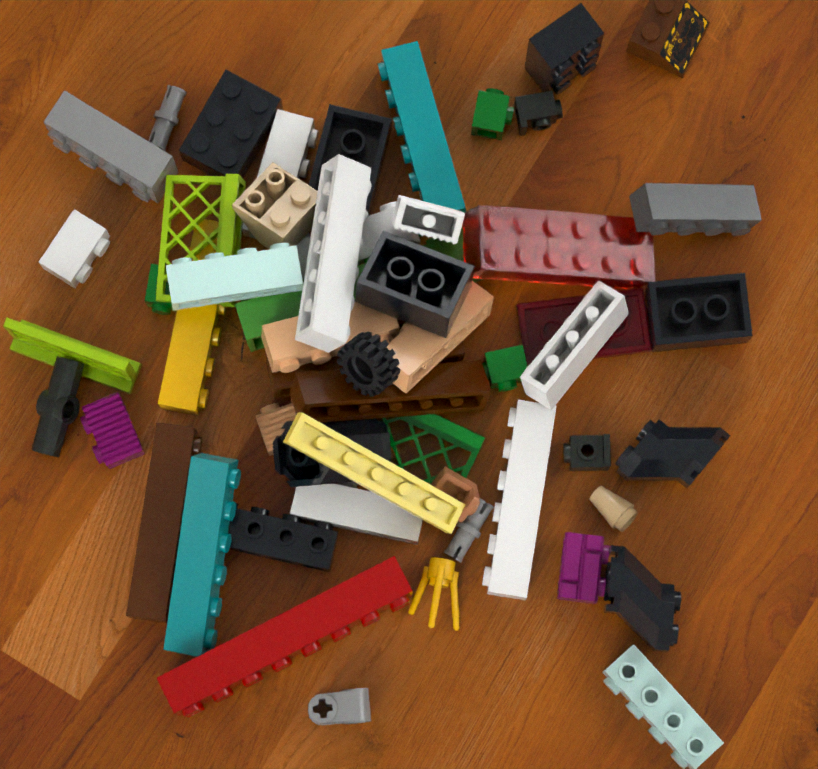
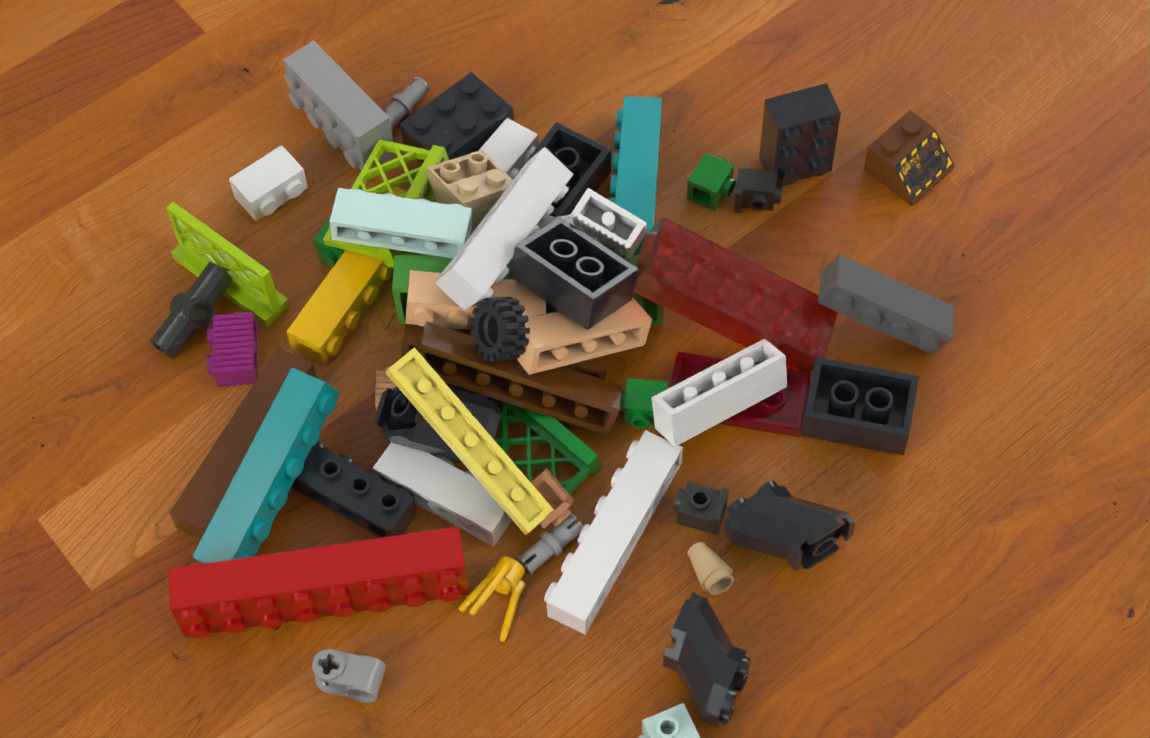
camera: 20 degrees right, 20 degrees down
(582, 568) = (653, 615): magenta brick -> none

